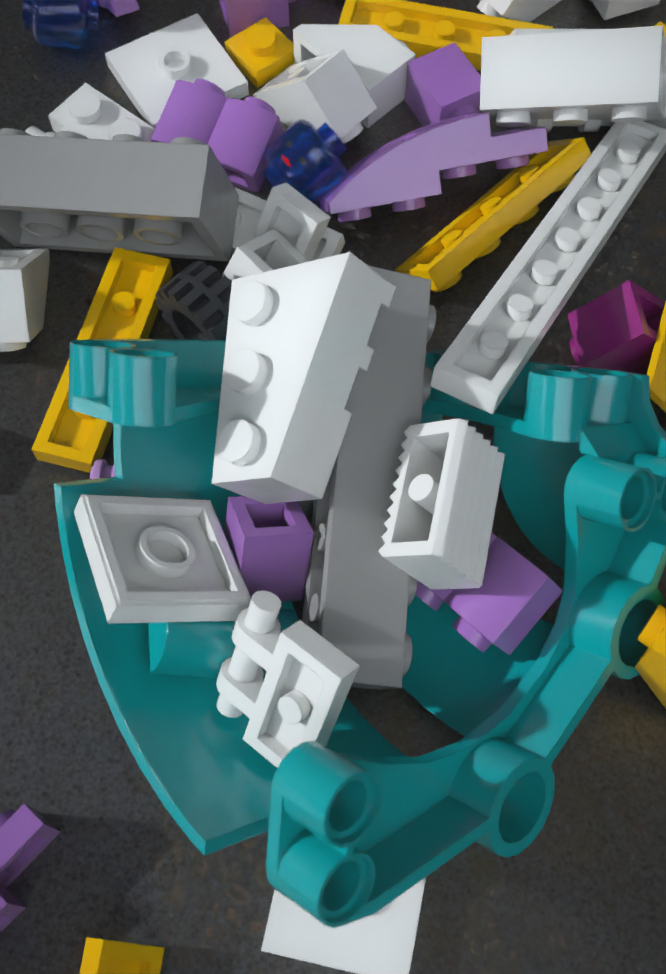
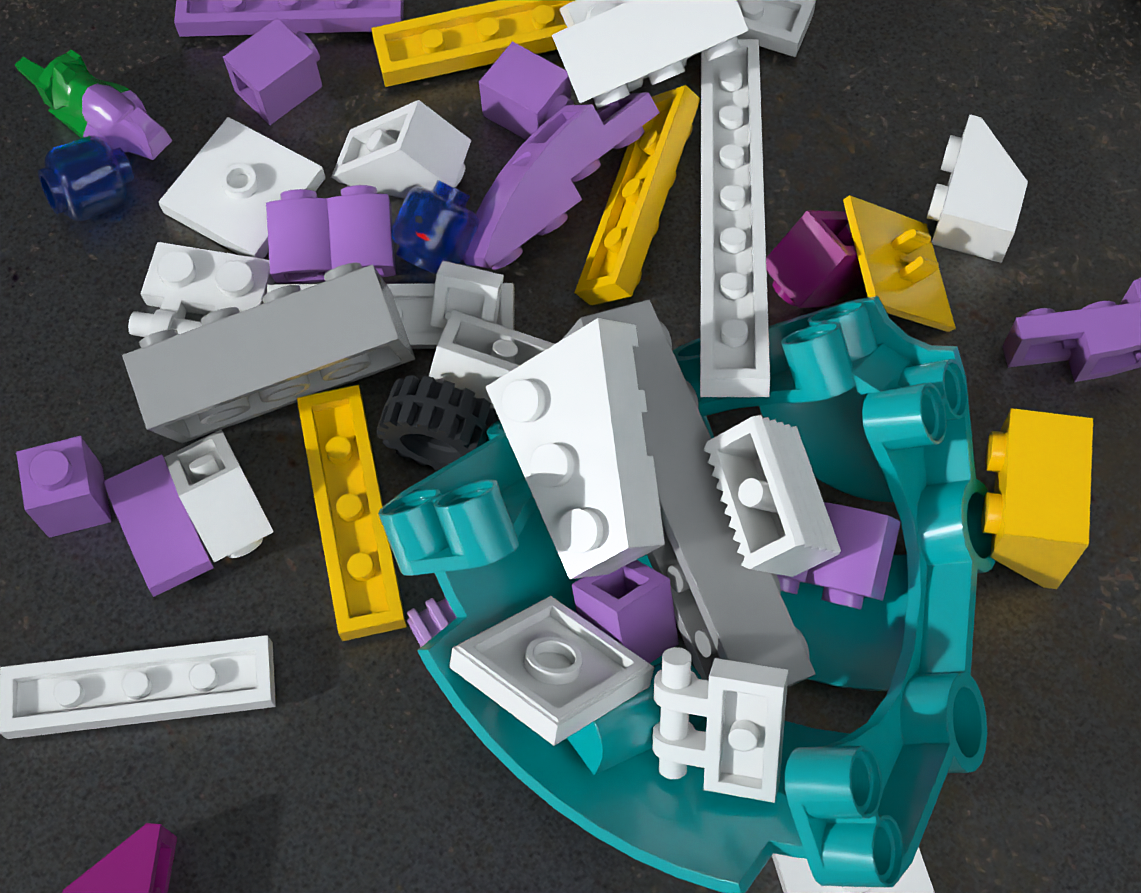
camera: 25 degrees left, 0 degrees up
(260, 52) = (315, 128): yellow plate -> none
(373, 52) = (443, 86): white slope -> none

